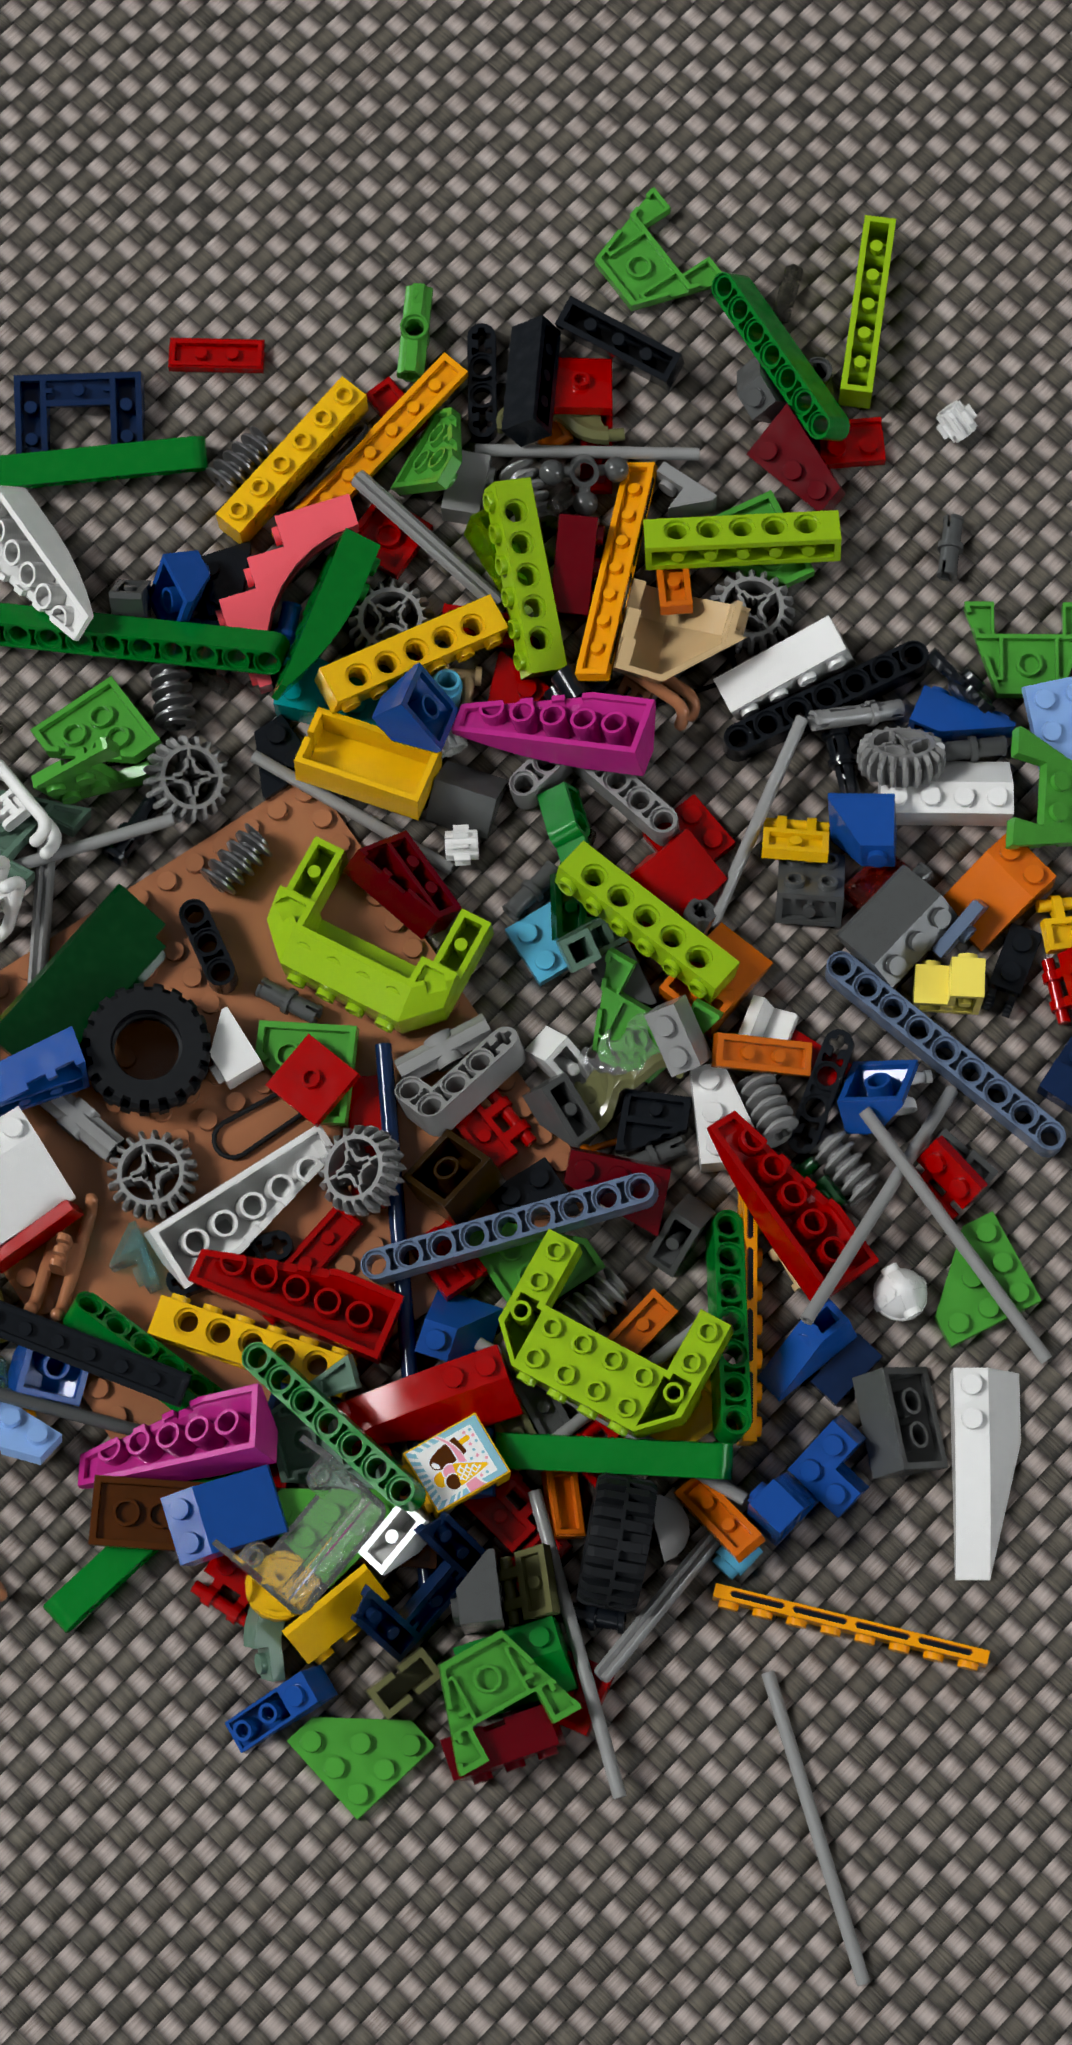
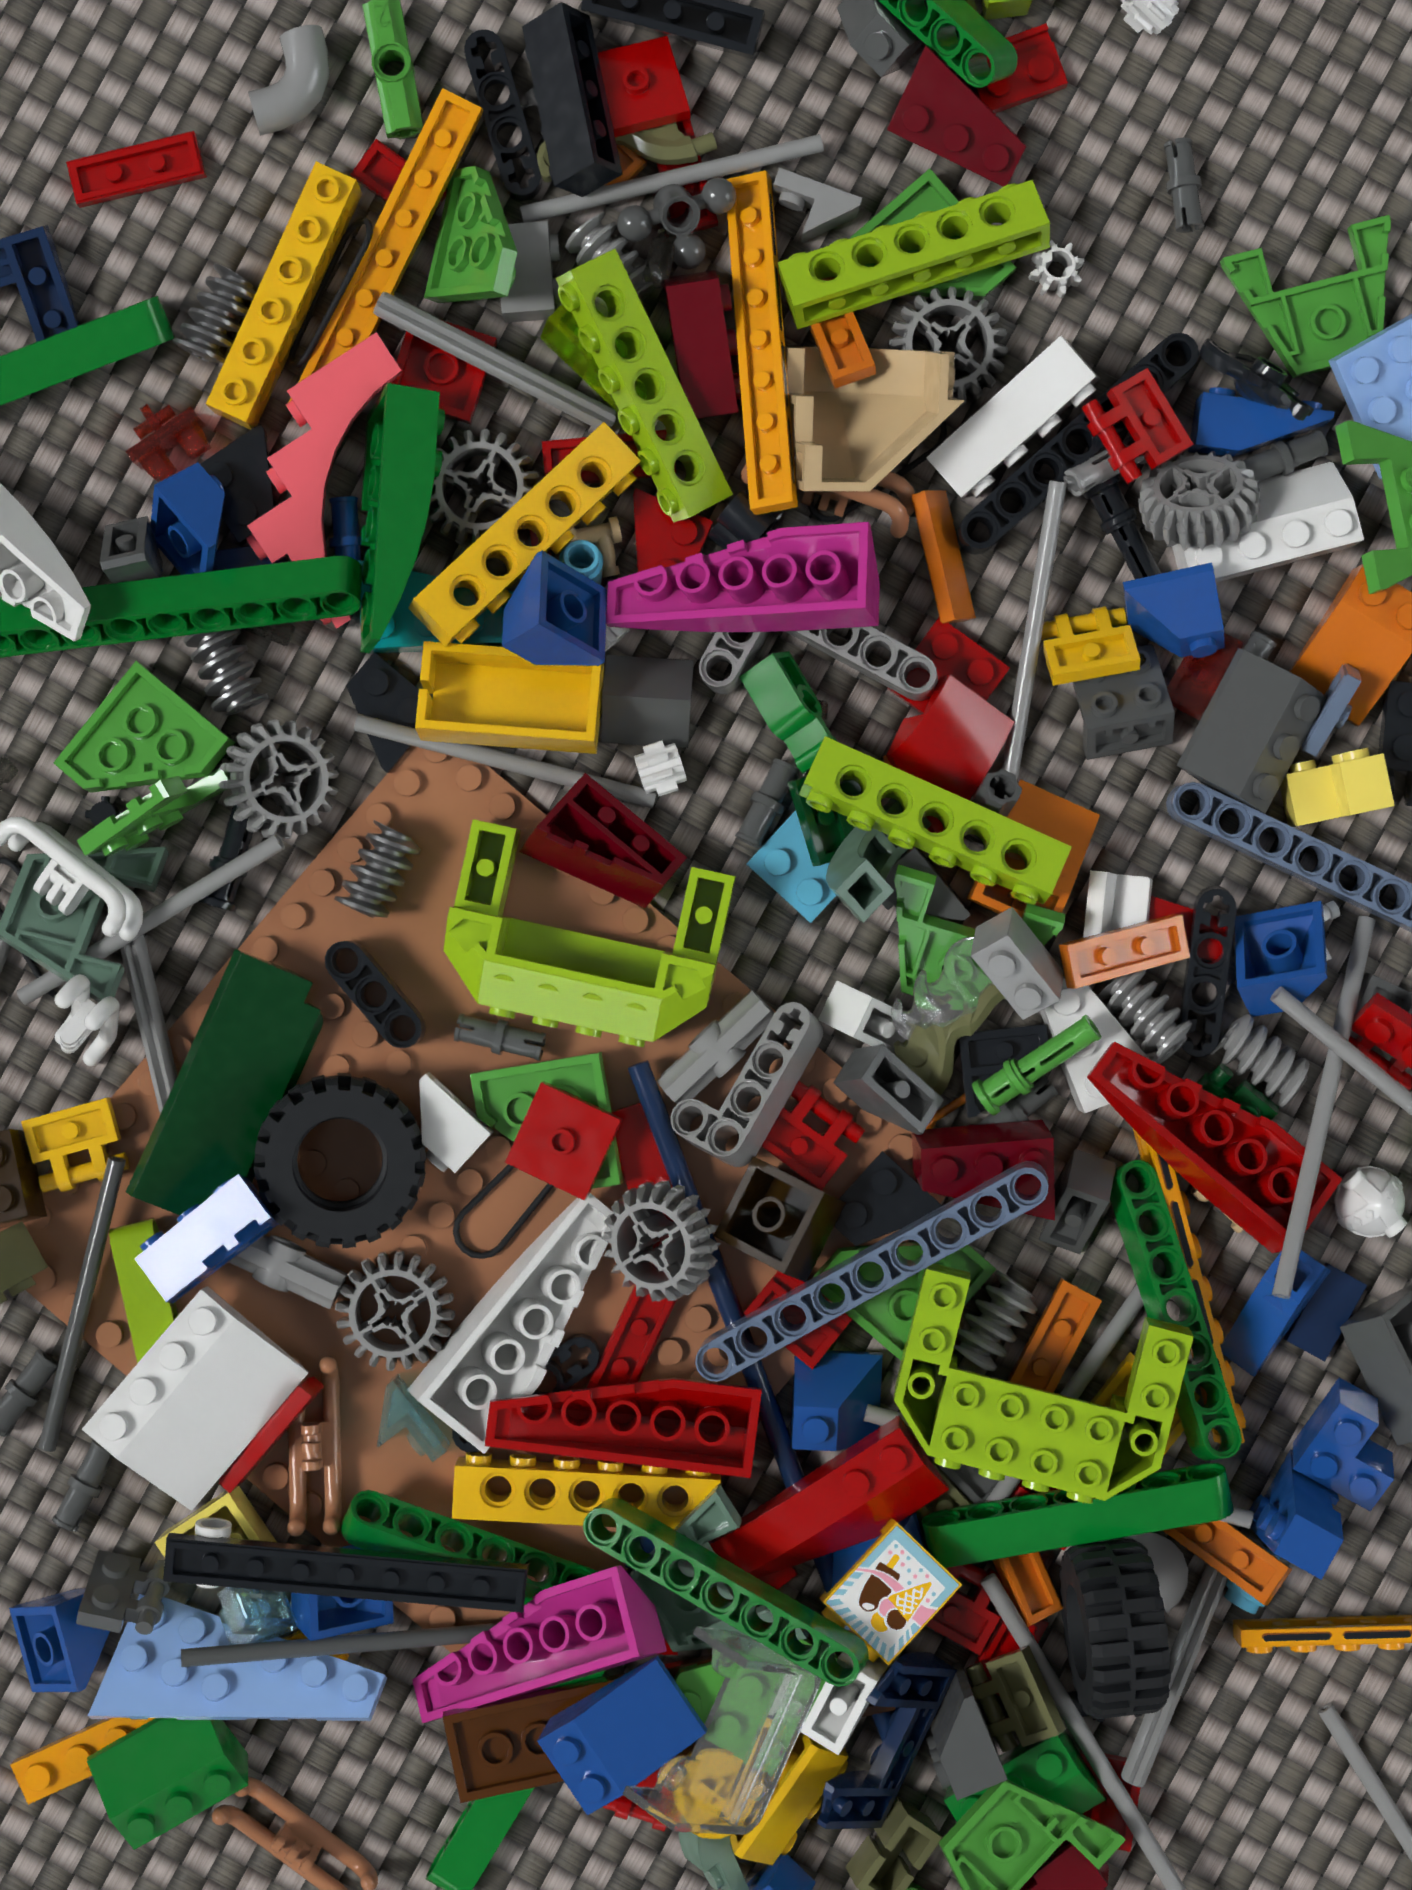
camera: 20 degrees left, 15 degrees up
(181, 530) = (152, 450): none -> clear red hips
(347, 328) = (302, 83): none -> light grey cylinder
(660, 1127) = (1020, 1074): none -> bright green pin
(708, 753) = (943, 556): none -> orange tile
(843, 570) = (1059, 255): none -> white gear
(877, 689) = (1147, 418): none -> red plate

